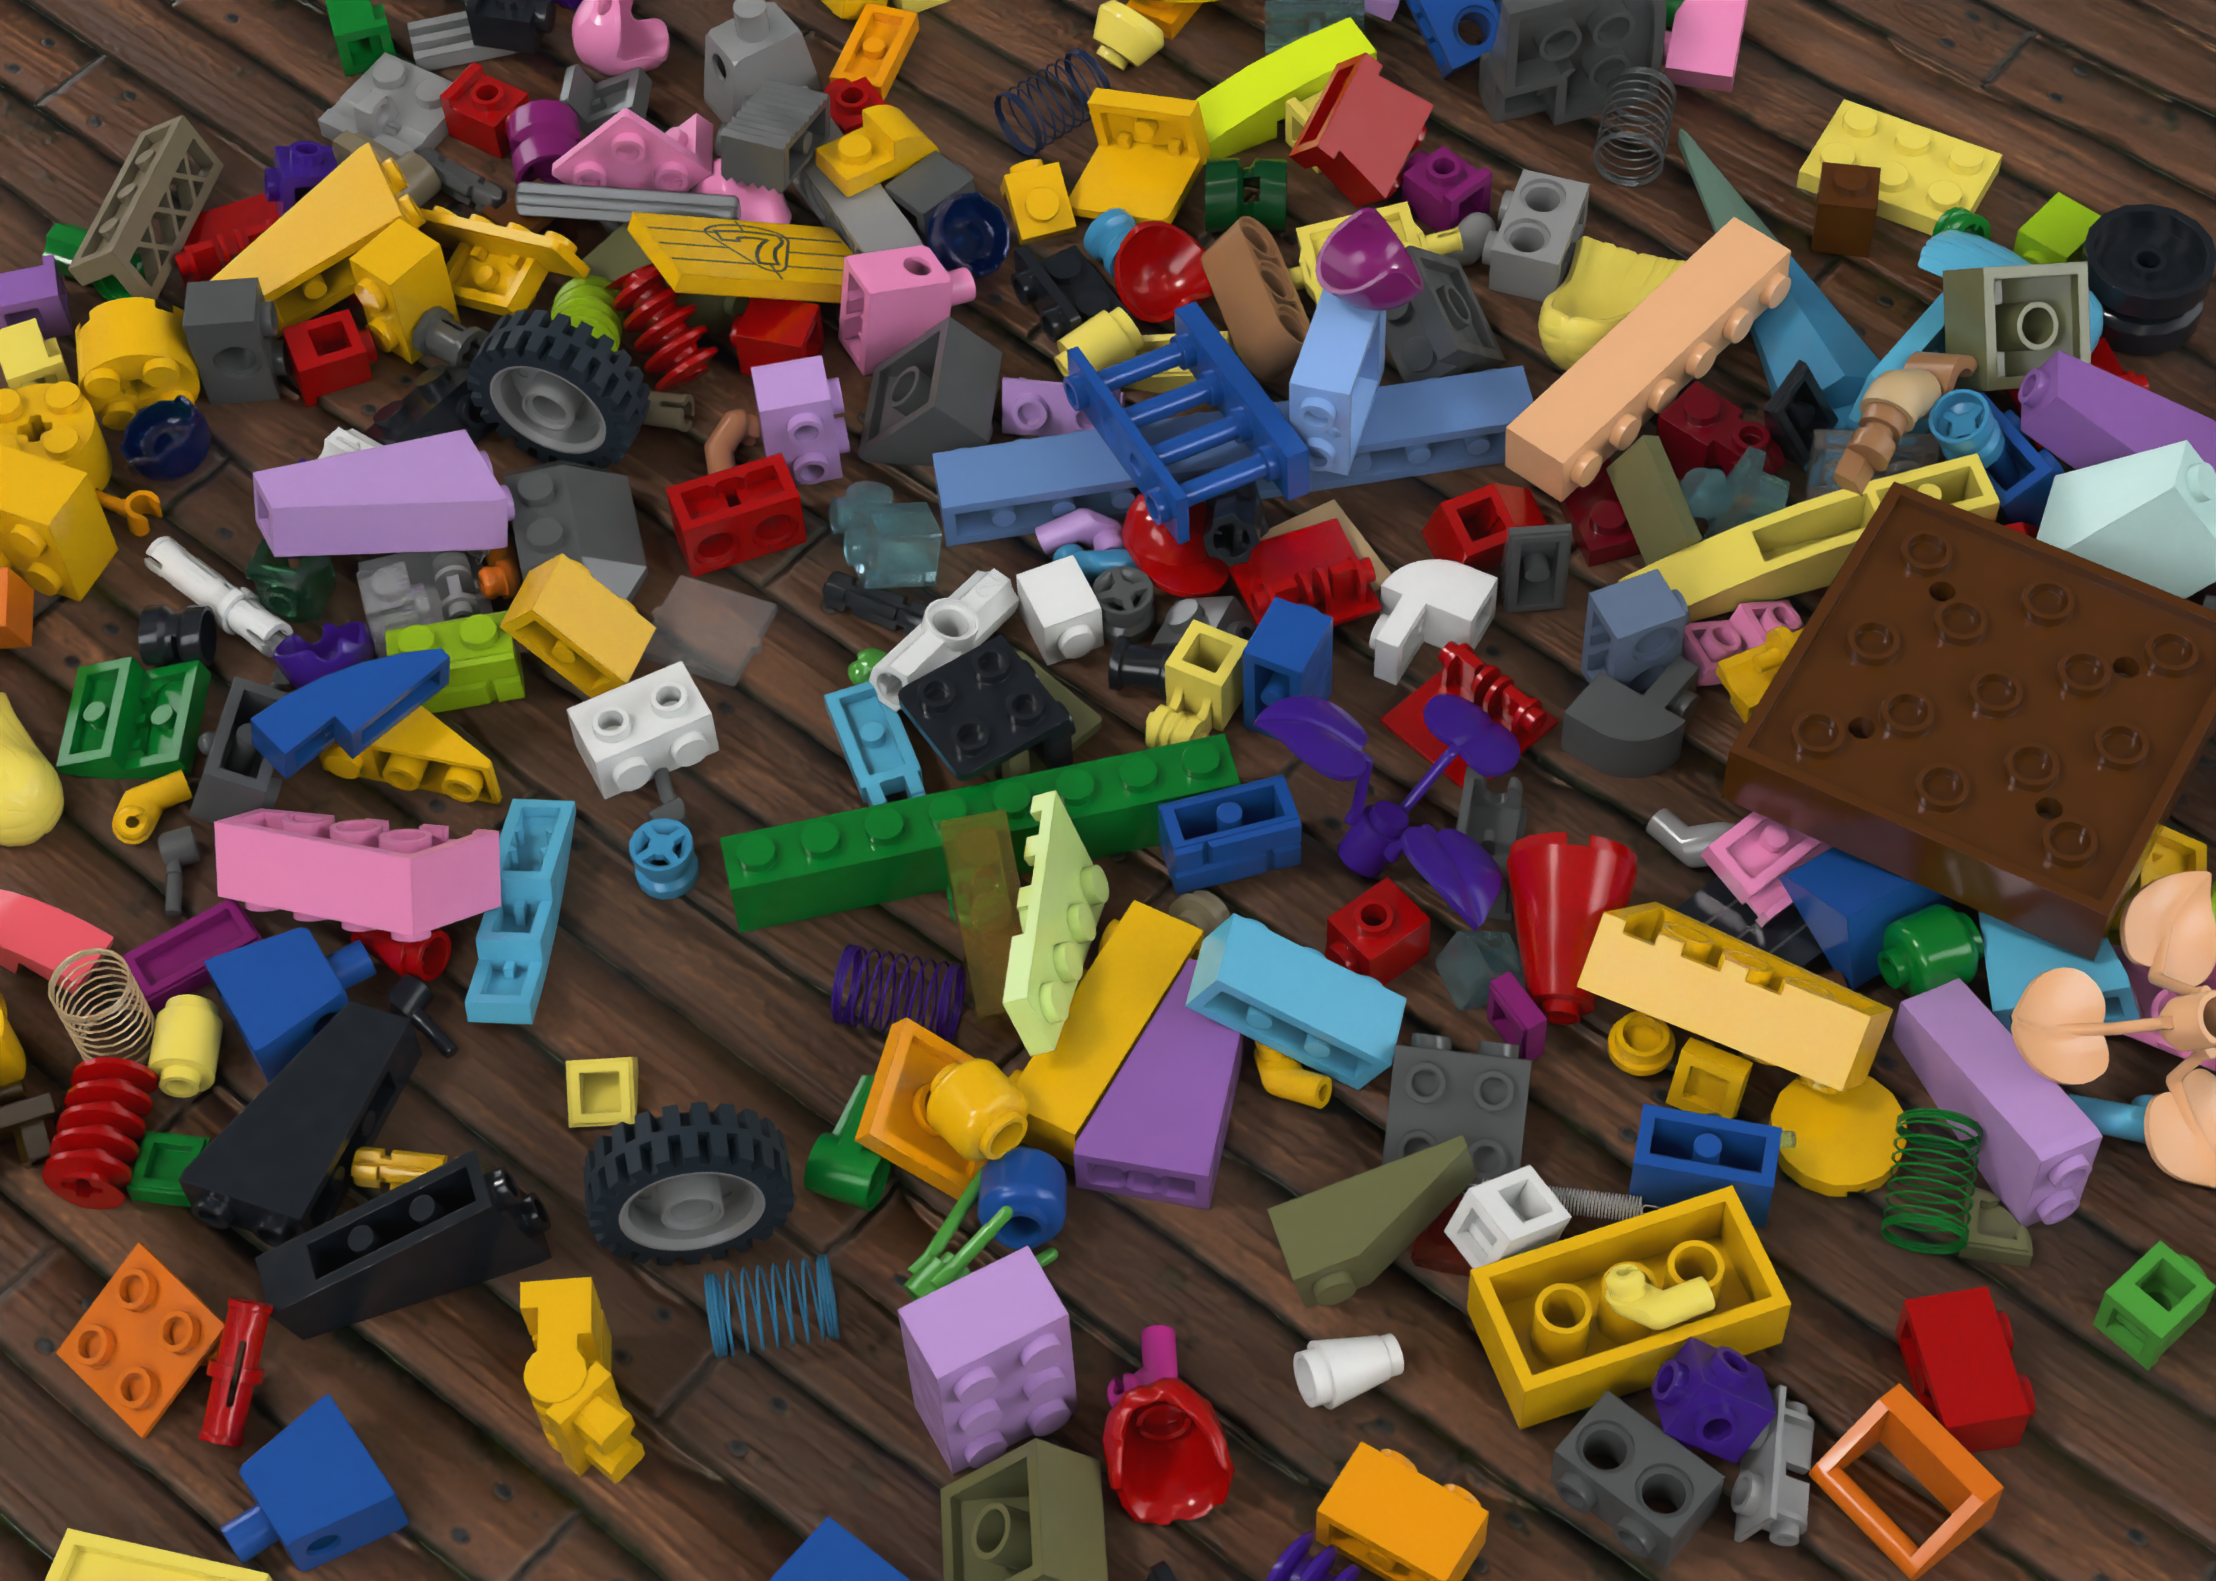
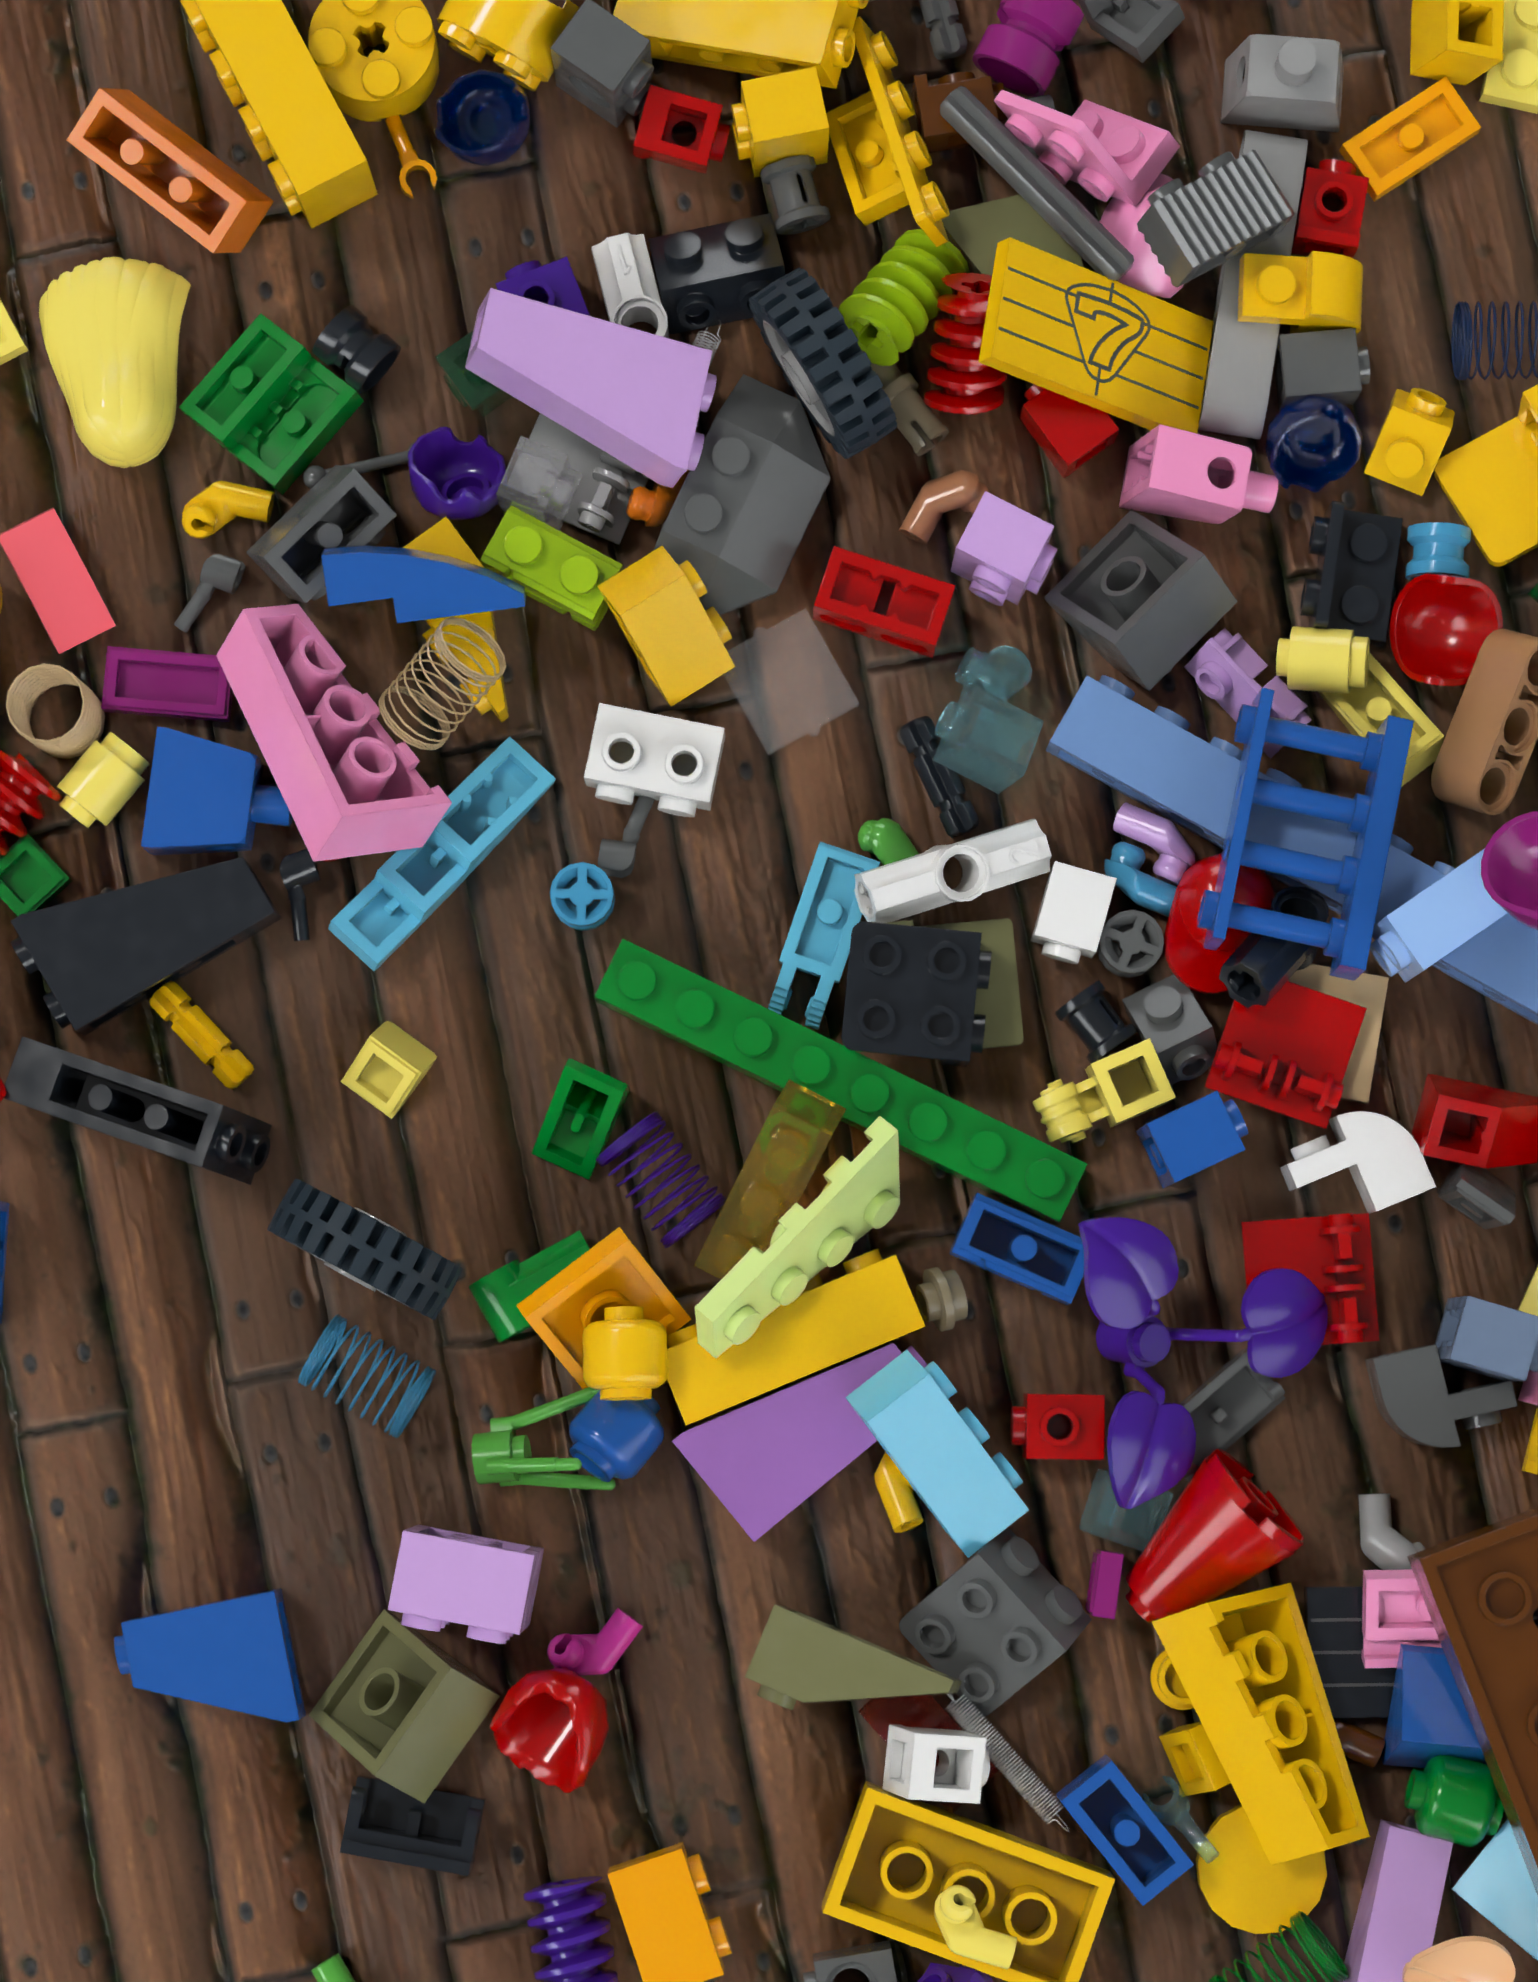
camera: 35 degrees right, 30 degrees up
(233, 608) = (417, 327): white pin -> none
(431, 814) = (426, 700): none -> tan piece
(573, 1378) = (165, 1342): yellow hips -> none
(792, 993) = (580, 1118): none -> green slope
(1345, 1367) = (736, 1760): white cone -> none

